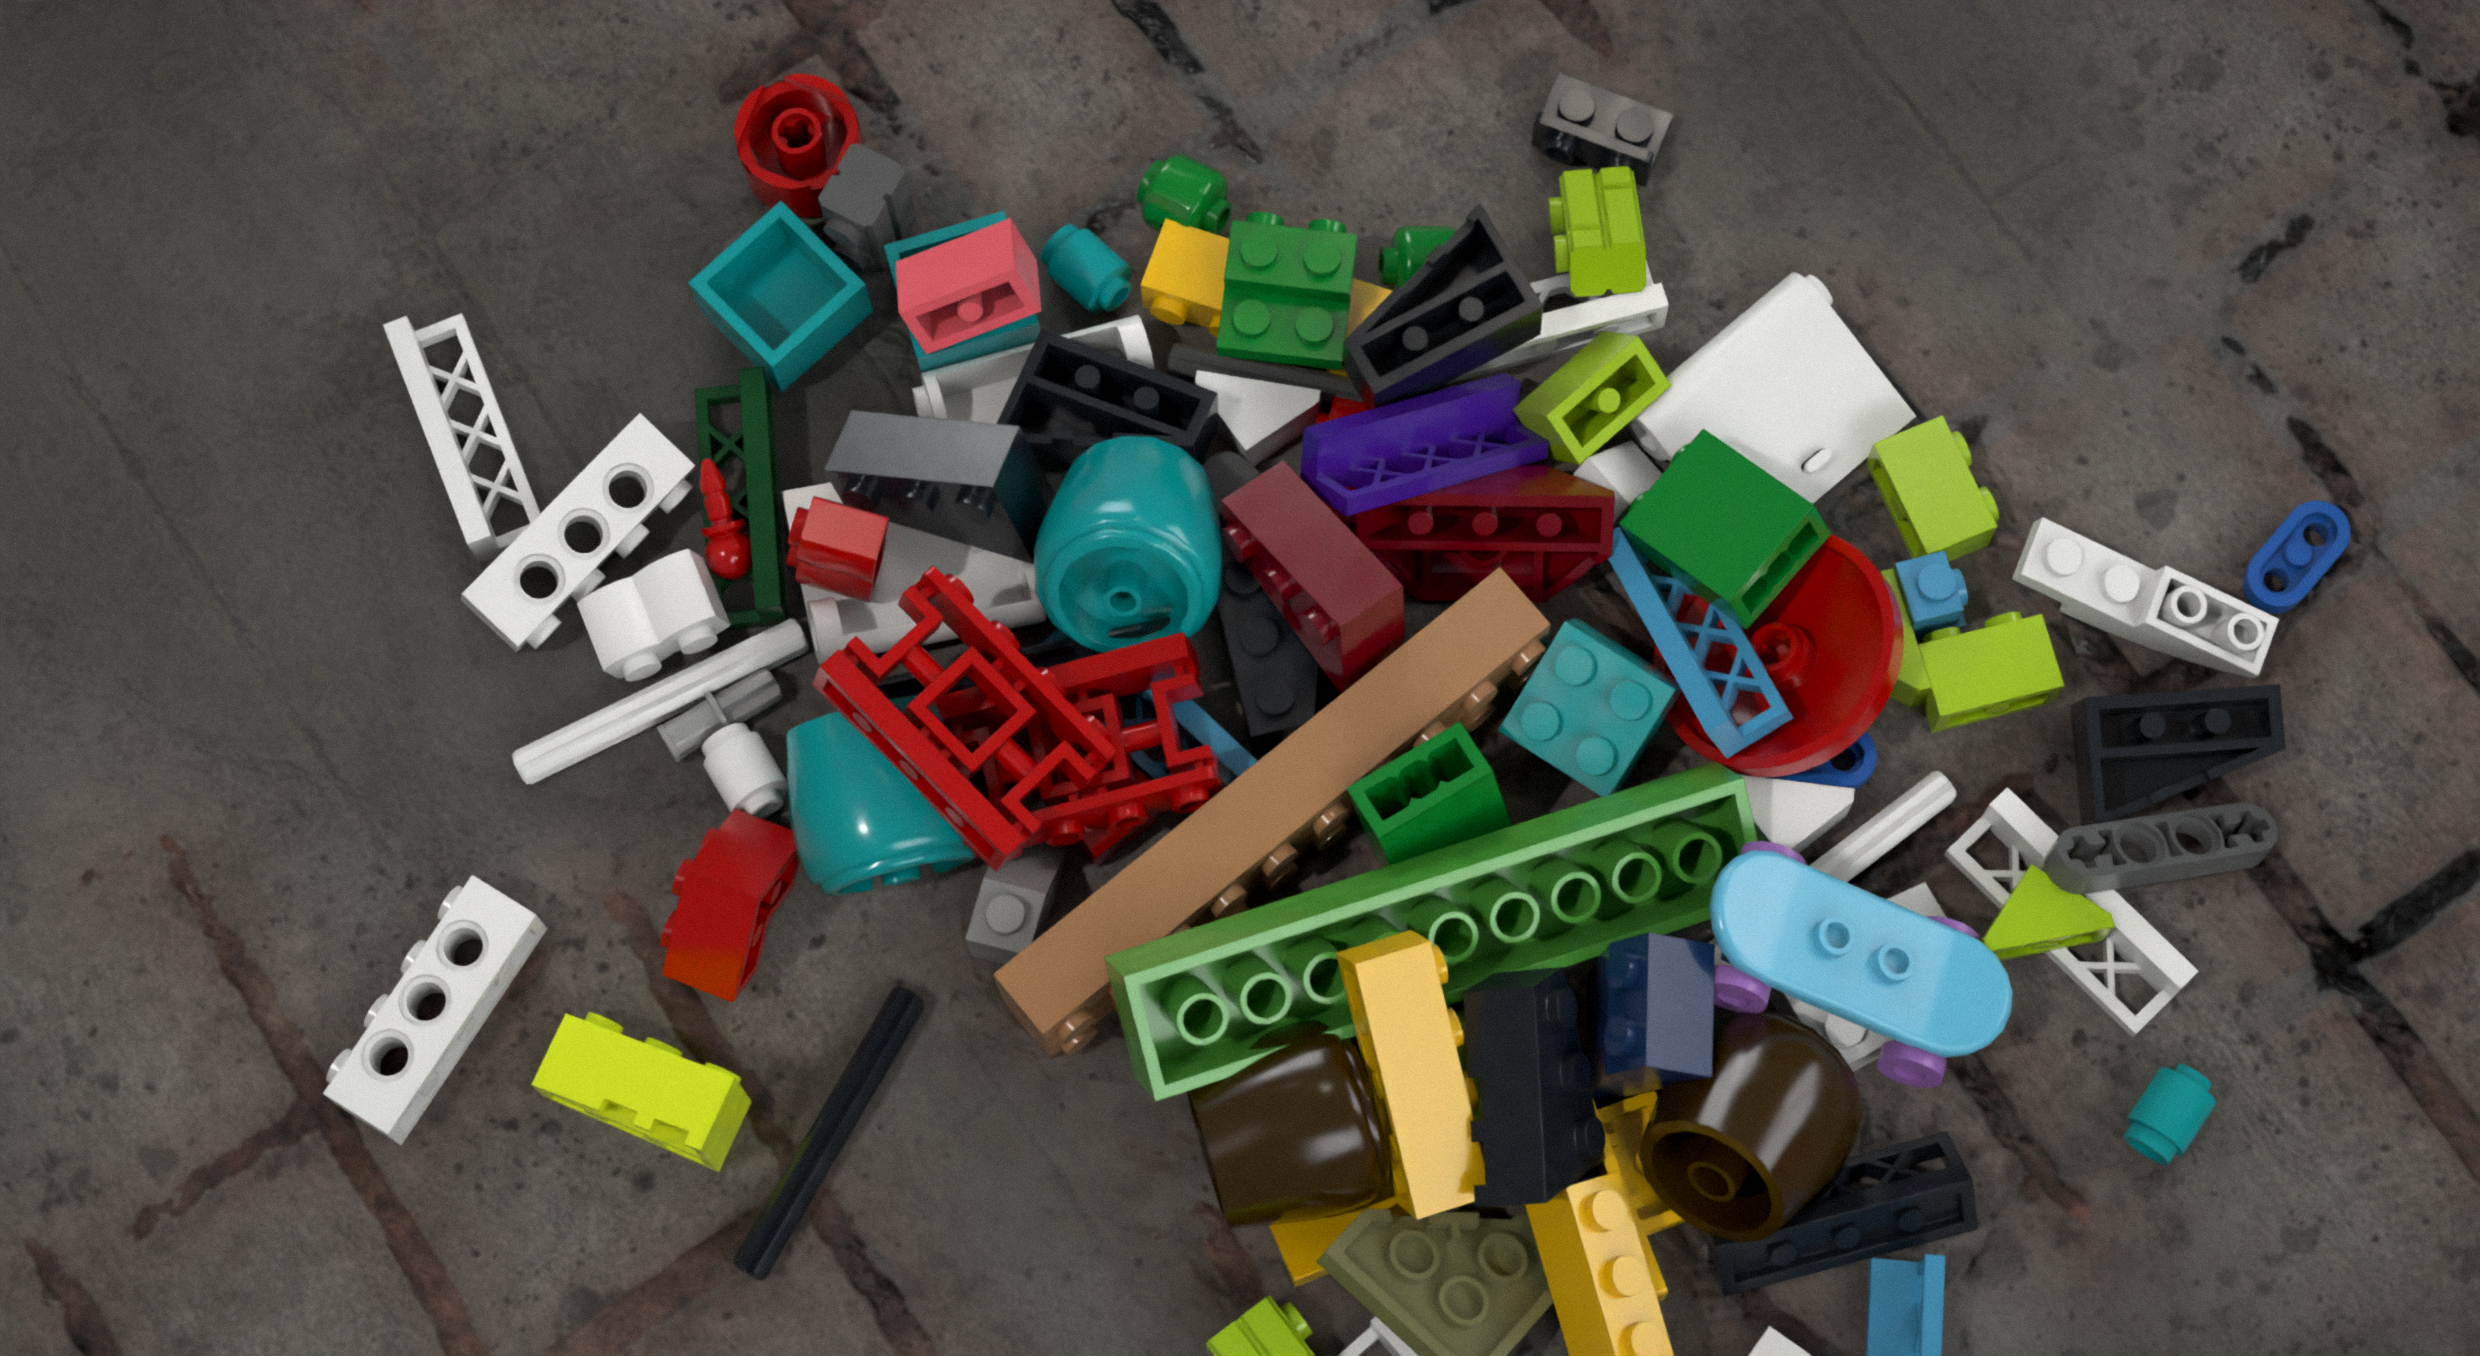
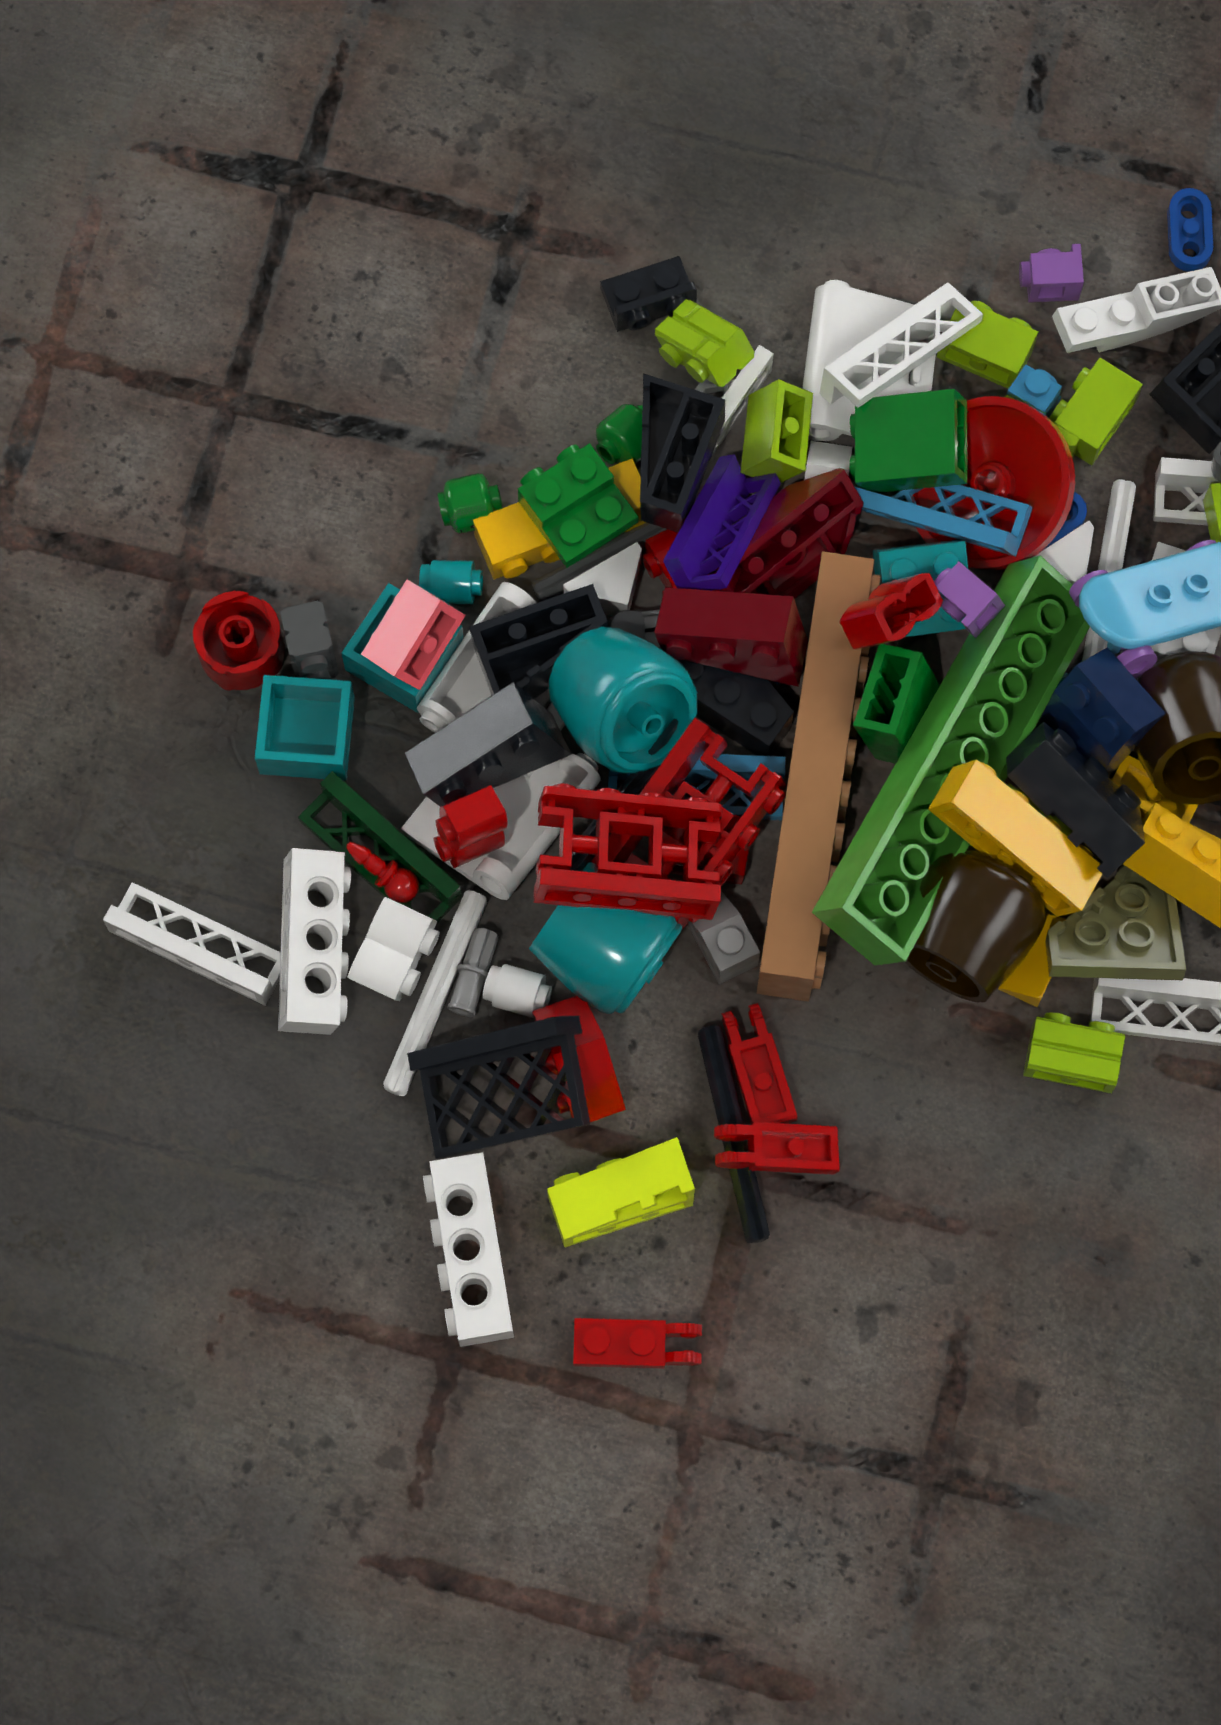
camera: 45 degrees left, 0 degrees up
(509, 1261) = (631, 1343): none -> red hinge
(653, 822) = (484, 1051): none -> black fence
(860, 1193) = (781, 1147): none -> red hinge
(918, 1089) = (759, 1070): none -> red hinge
(1504, 696) = (891, 611): none -> red brick
(1610, 756) = (968, 598): none -> medium lavender brick
(1813, 401) = (899, 338): none -> white fence
(2082, 477) = (1053, 275): none -> medium lavender brick

